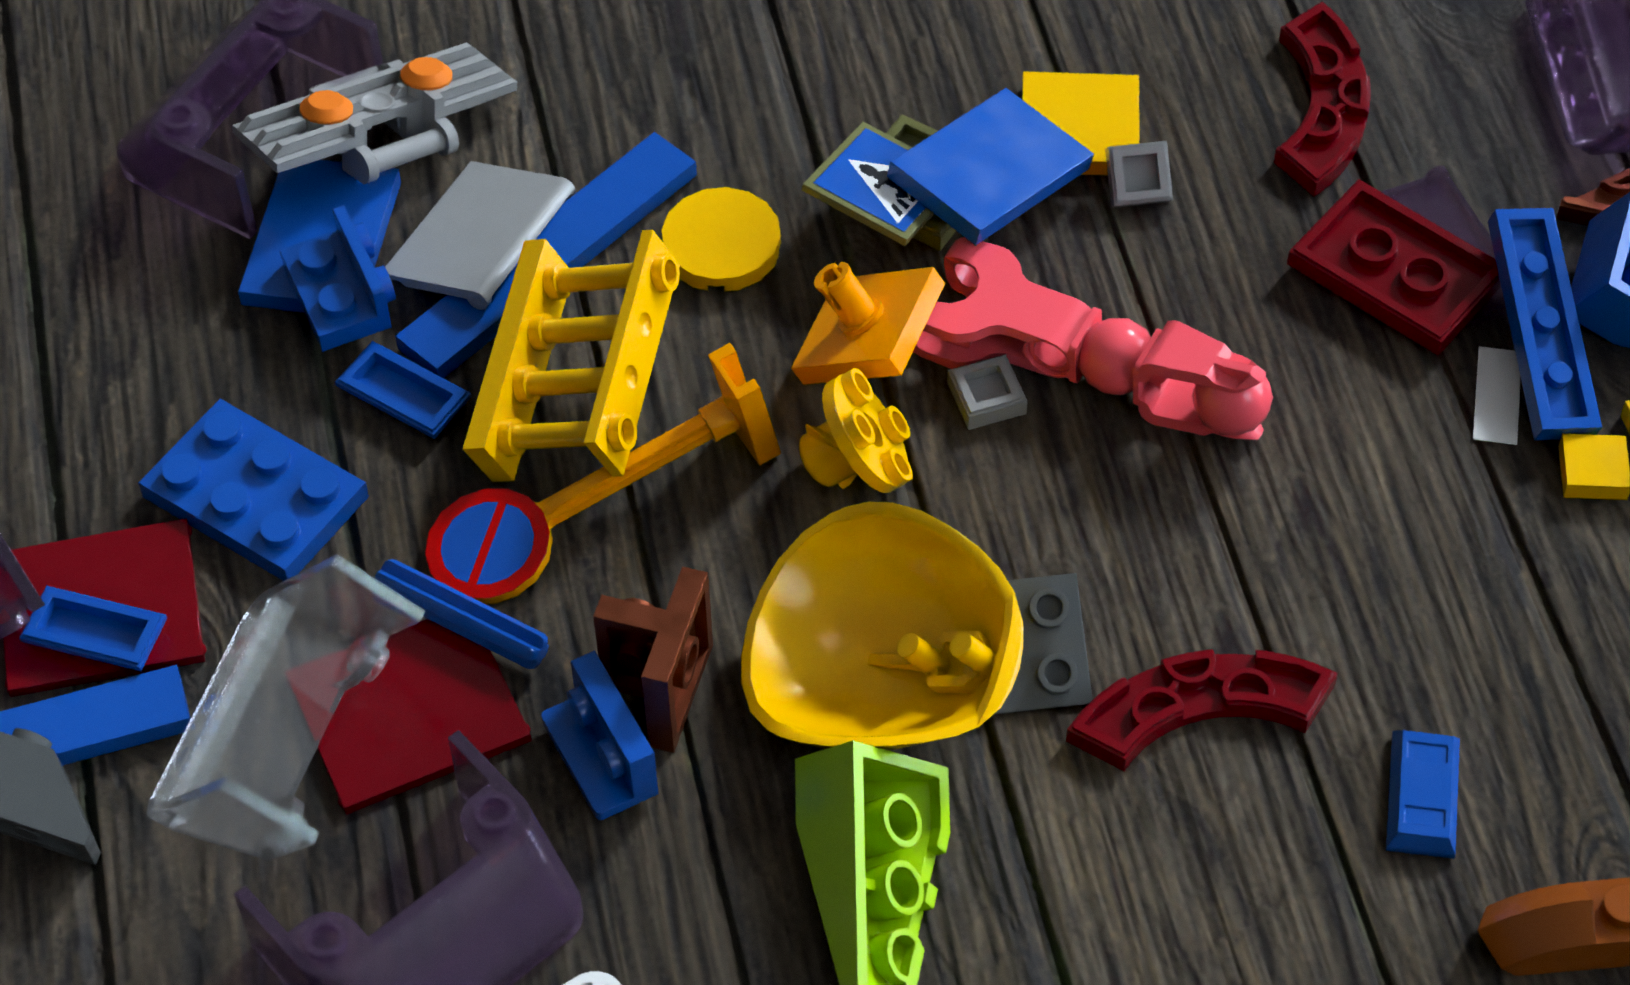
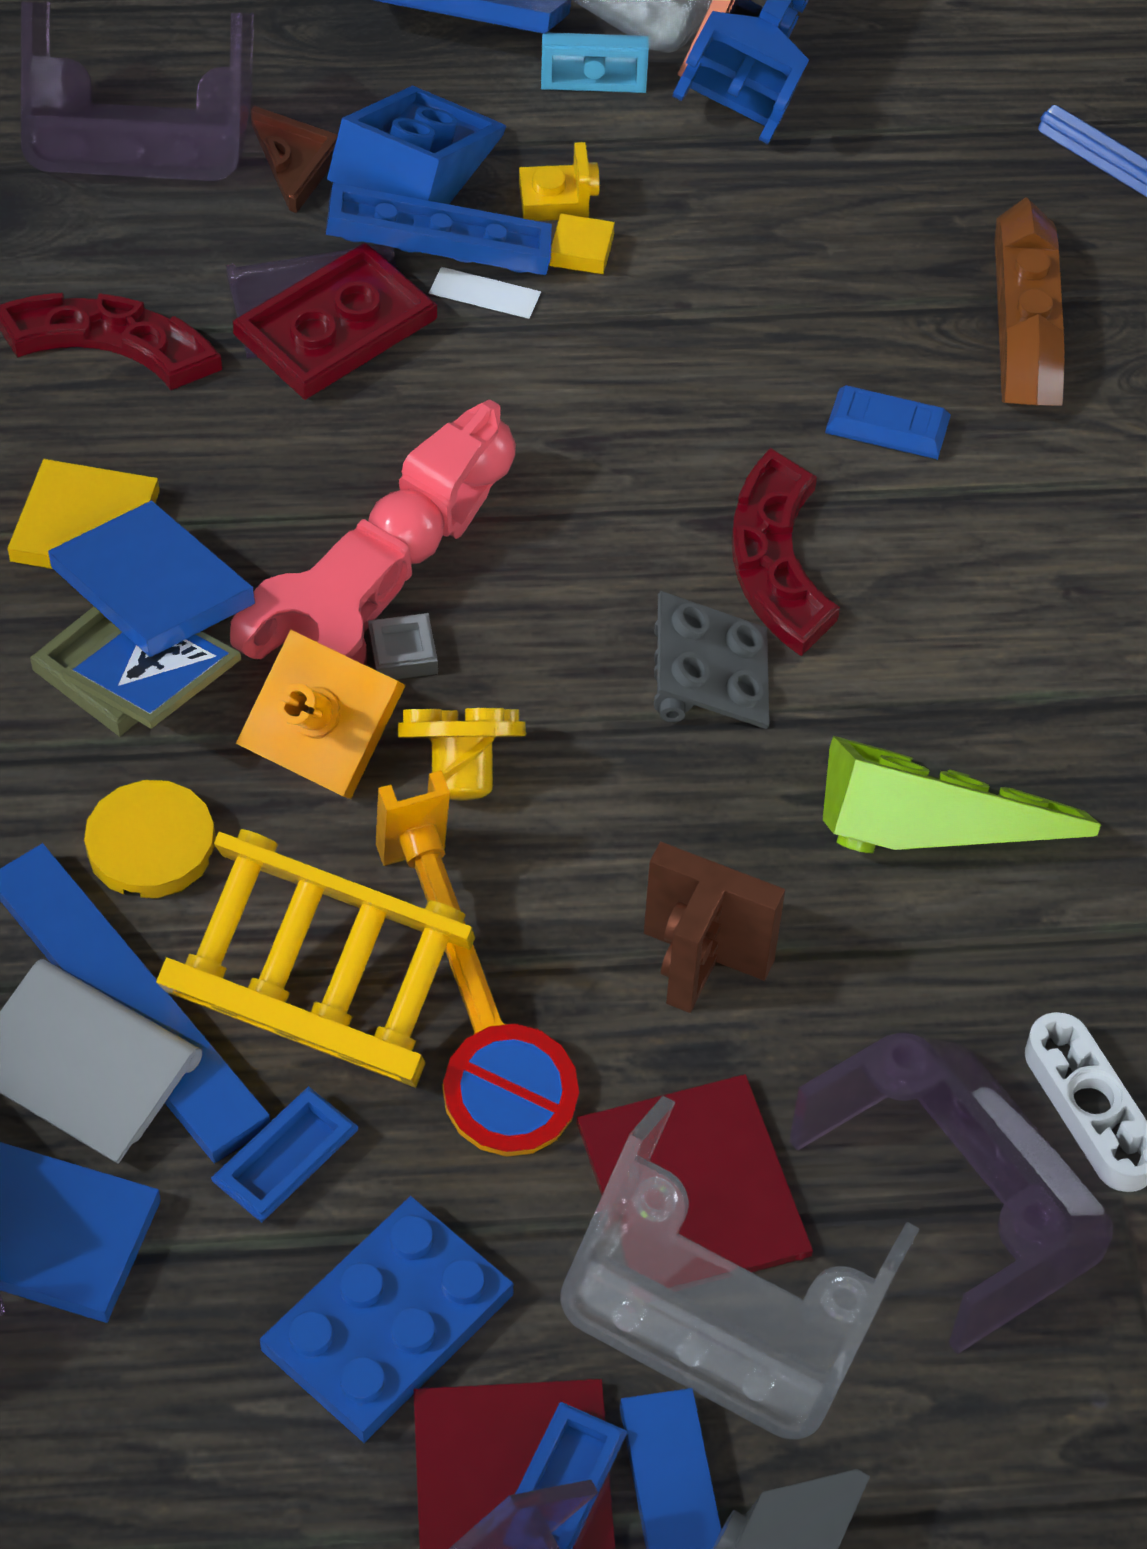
camera: 85 degrees left, 0 degrees up
(339, 284) = (135, 1190): blue bracket -> none
(466, 615) = (601, 1115): blue axle -> none
(601, 741) = (778, 997): blue bracket -> none
(880, 633) = (721, 744): yellow piece -> none
(1139, 174) = (173, 480): light grey tile -> none

